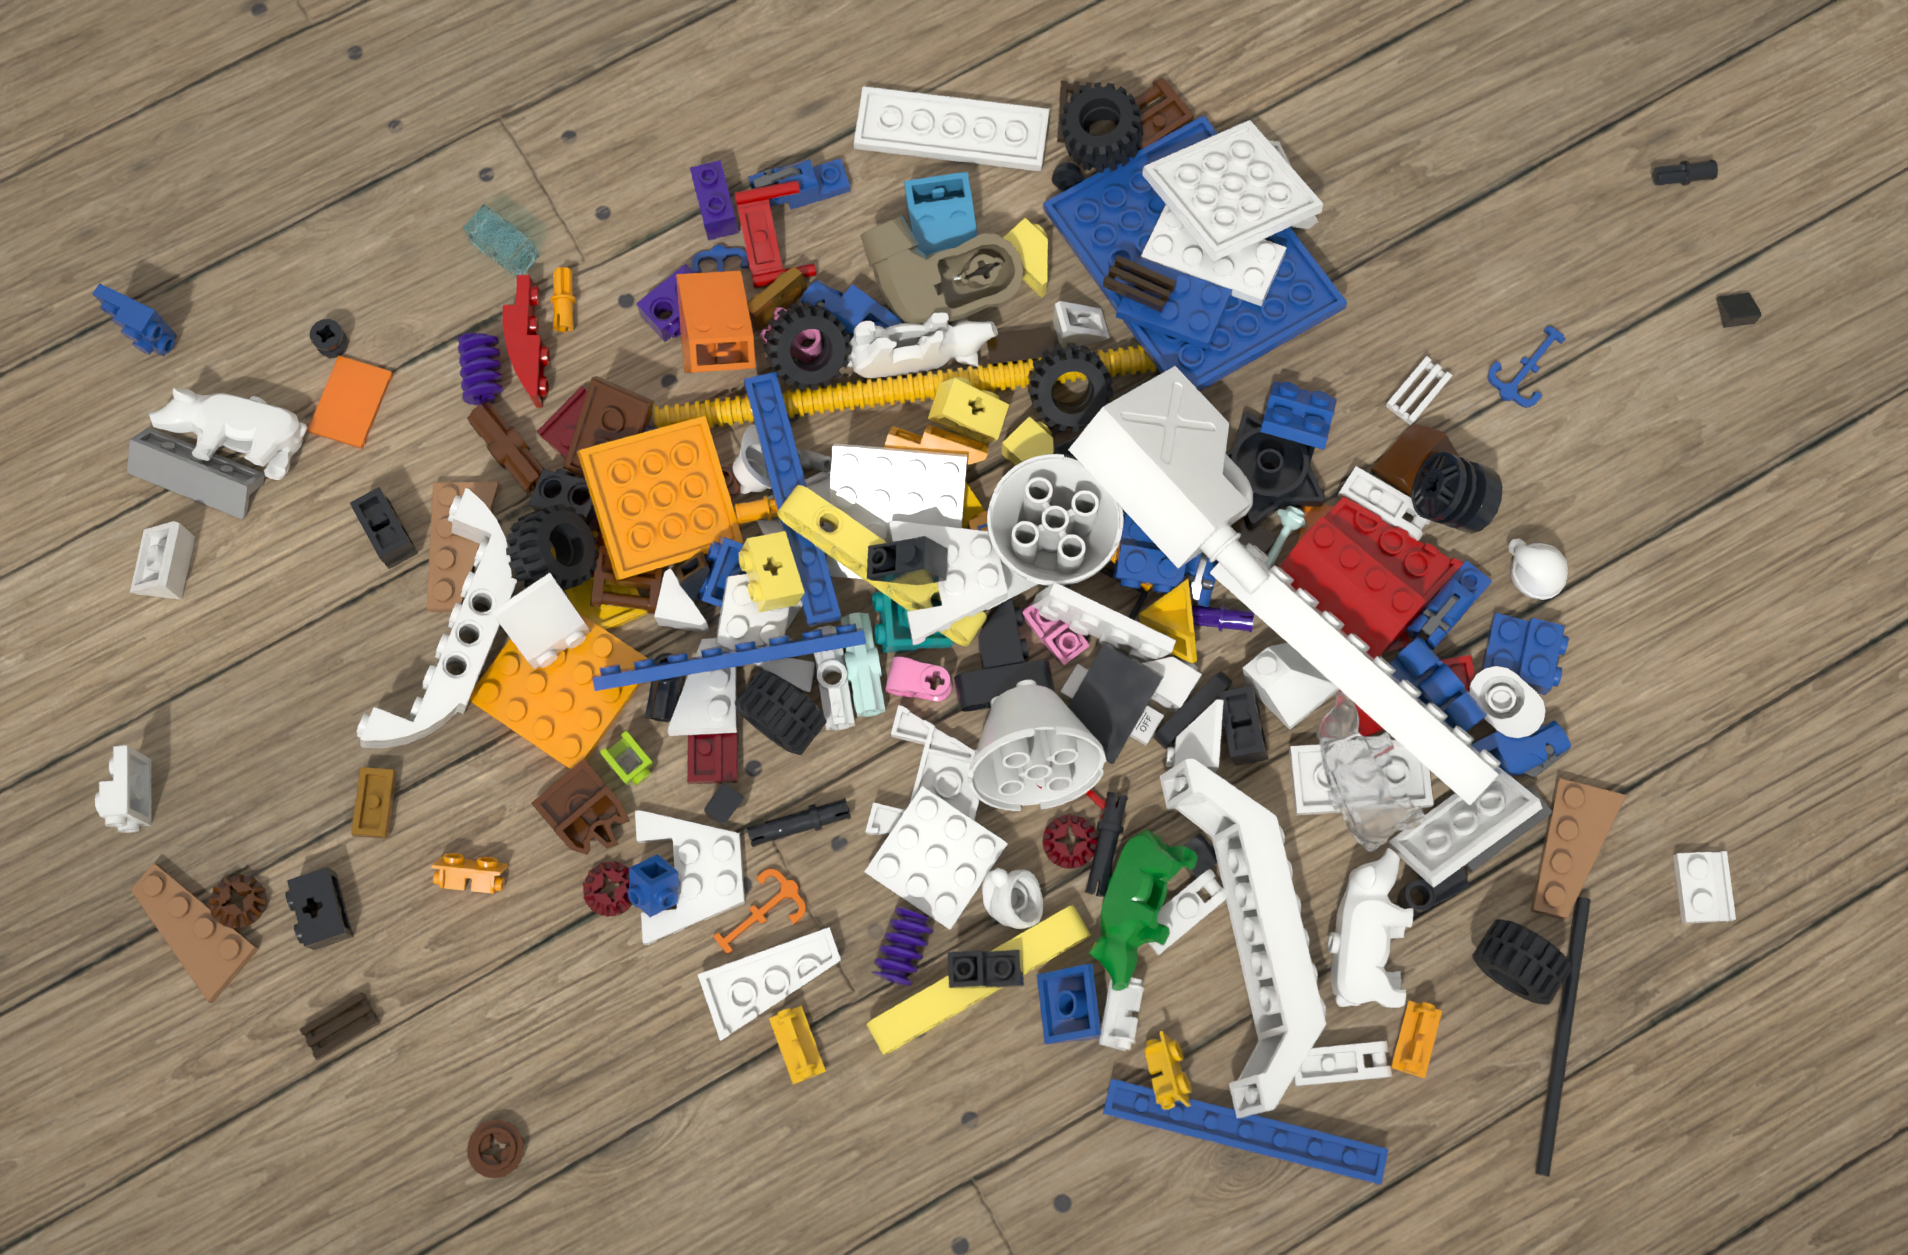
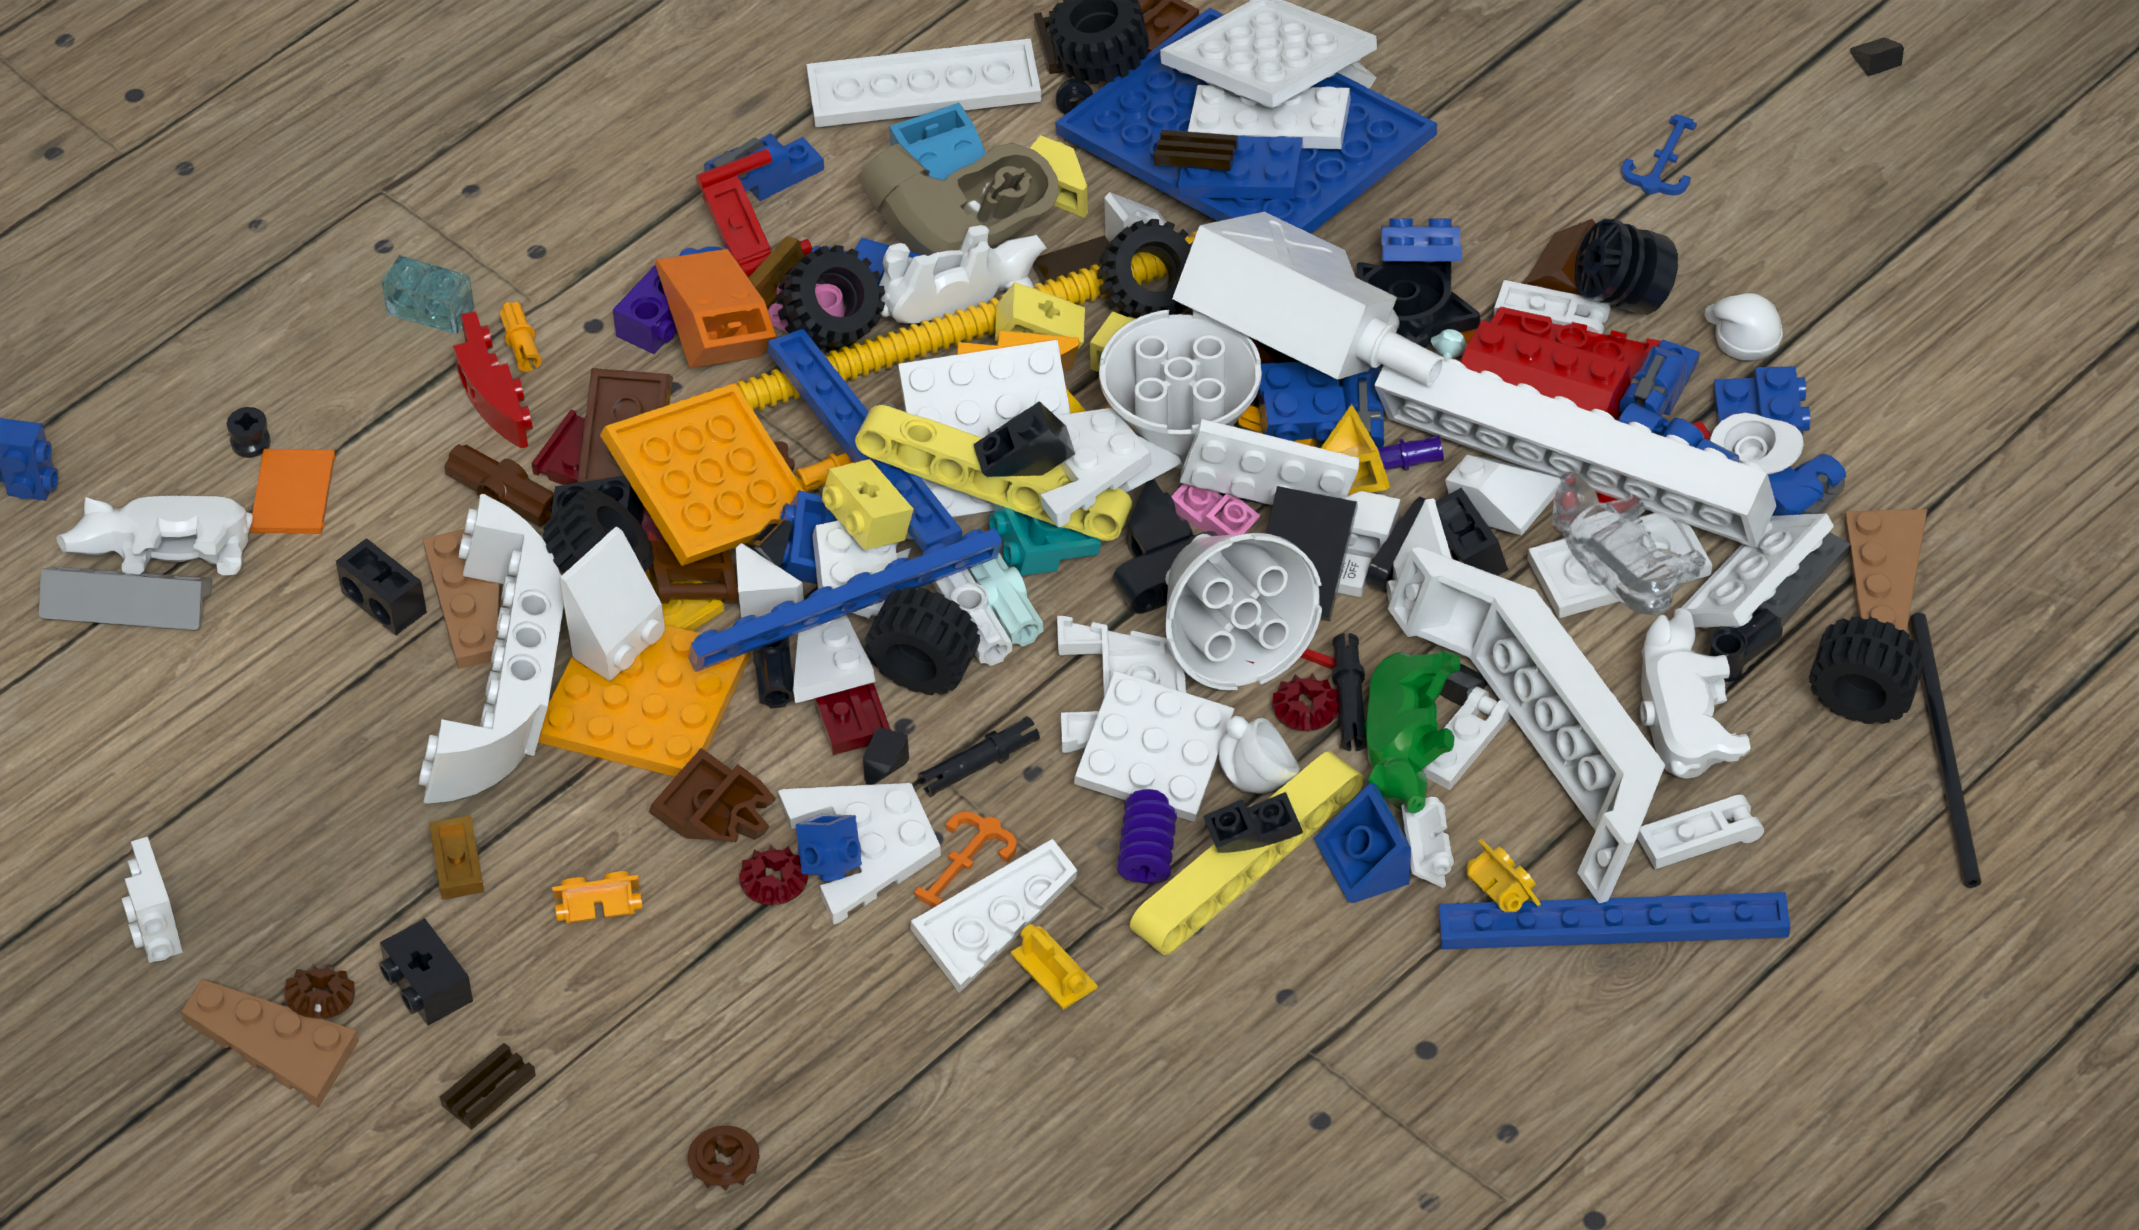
camera: 15 degrees left, 25 degrees down
(163, 561) = (113, 685): white slope -> none
(478, 368) = (443, 414): dark purple piece -> none
(628, 760) = (755, 742): lime window -> none
(714, 200) = (669, 203): dark purple brick -> none
(750, 465) = (805, 432): white piece -> none
(912, 679) = (1070, 589): bright pink piece -> none
(1416, 1038) = (1778, 786): light orange hinge -> none
(1435, 371) = (1558, 183): white tile -> none
(1704, 887) = (2049, 575): white plate -> none

